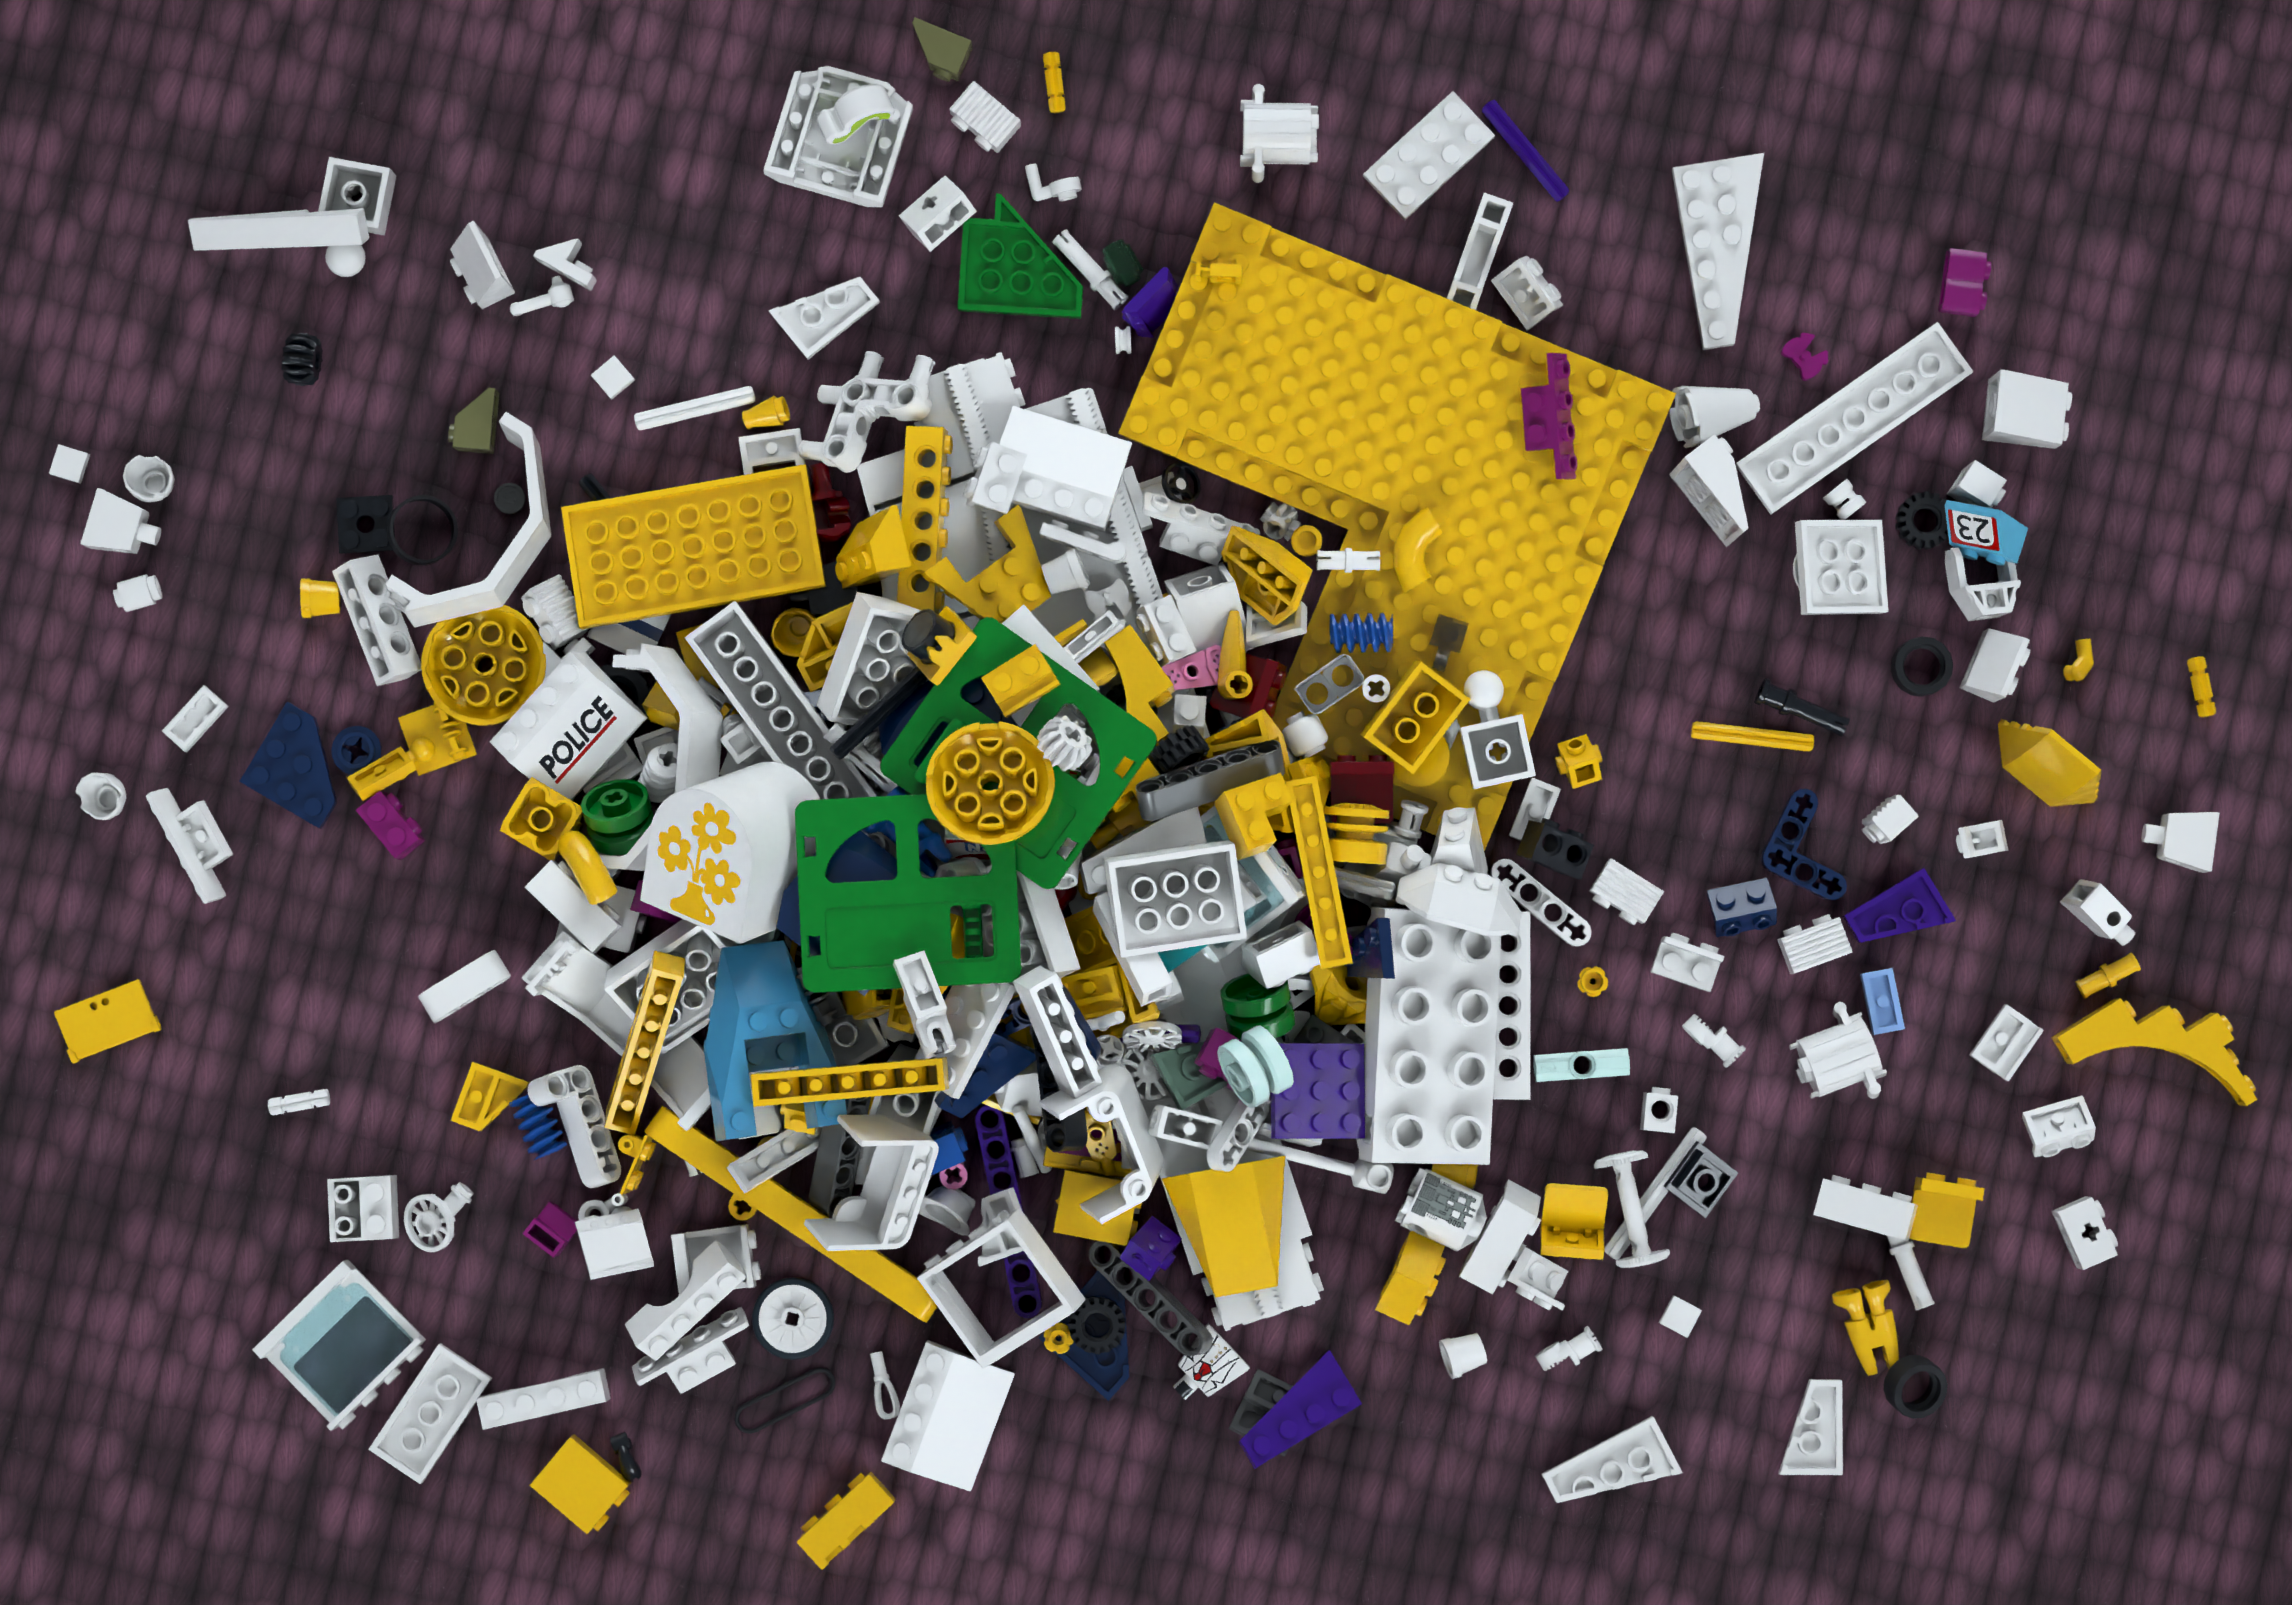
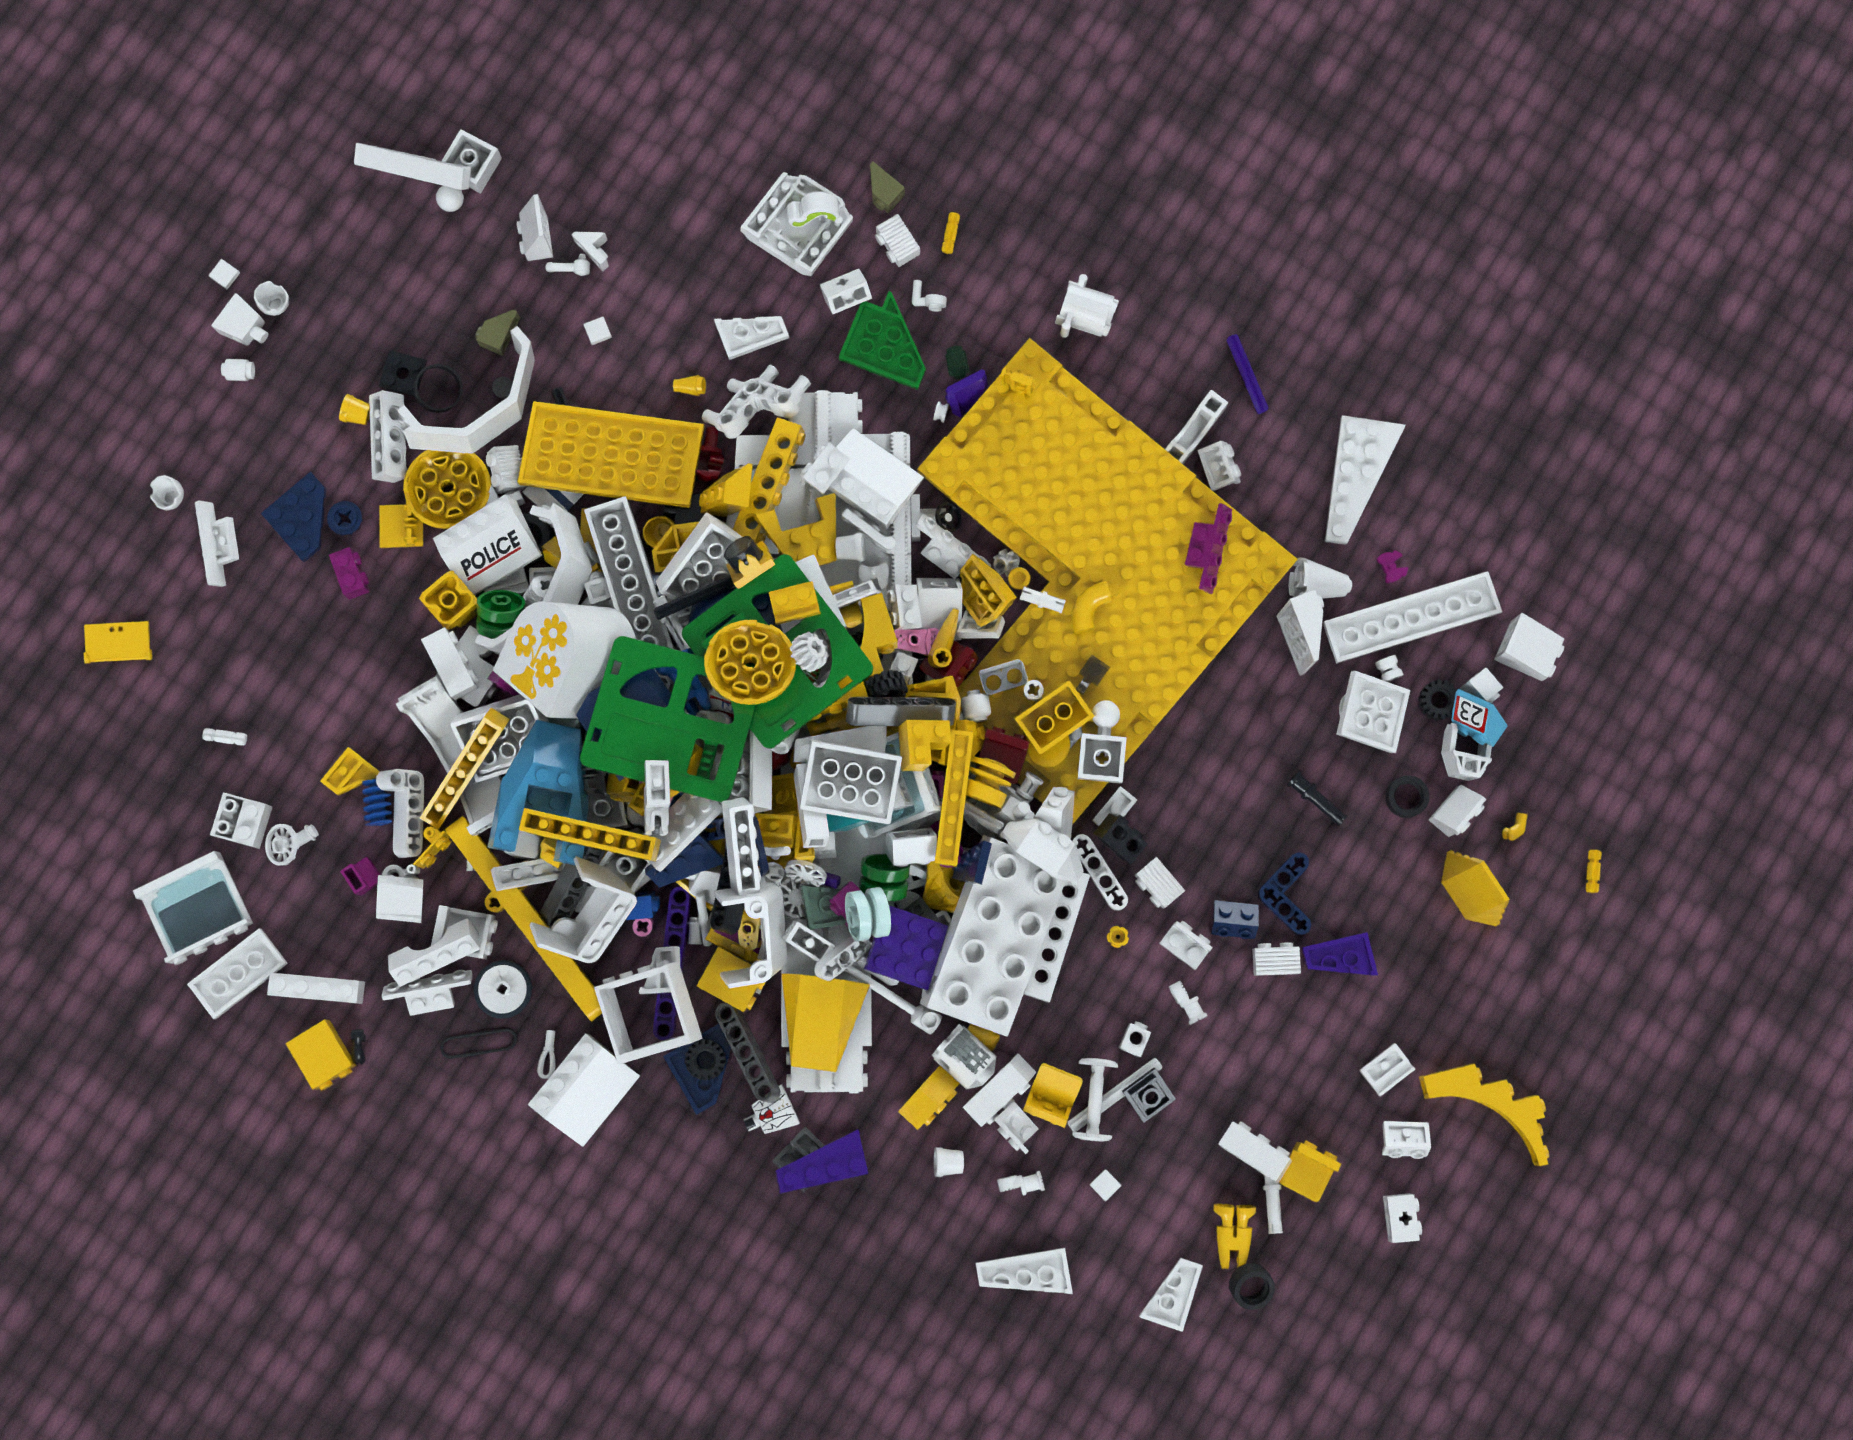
camera: 15 degrees right, 5 degrees down
(195, 718) = (246, 463): white plate -> none
(302, 359) = (398, 253): black gear -> none
(390, 768) = (363, 536): yellow plate -> none
(464, 986) = (360, 695): white beam -> none
(587, 867) = (466, 639): yellow cylinder -> none
(694, 408) = (644, 367): white axle -> none
(770, 449) = (684, 409): white plate -> none
(844, 1519) = (490, 1137): yellow wedge -> none
(948, 1208) = (631, 947): white piece -> none
(1050, 1338) = (671, 1056): yellow plate -> none
(1099, 279) = (938, 368): white pin -> none
(1151, 1248) = (758, 1019): dark purple head -> none
(1361, 632) = (1035, 650): blue piece -> none
(1428, 155) = (1182, 357): white plate -> none
(1579, 761) = (1155, 785): yellow brick -> none
(1602, 1064) = (1106, 994): light aqua piece -> none
(1752, 736) = (1278, 806): yellow axle -> none
(1840, 1056) = (1270, 1041): white container -> none
(1882, 1001) = (1310, 1014): light blue plate -> none
(1888, 819) = (1353, 891): white brick -> none
(1963, 282) = (1513, 551): magenta brick -> none
(1982, 839) = (1412, 926): white bracket -> none
(2099, 911) = (1478, 1000): white torso -> none
(2108, 975) = (1470, 1046): yellow pin -> none
(2185, 839) = (1551, 970): white torso -> none

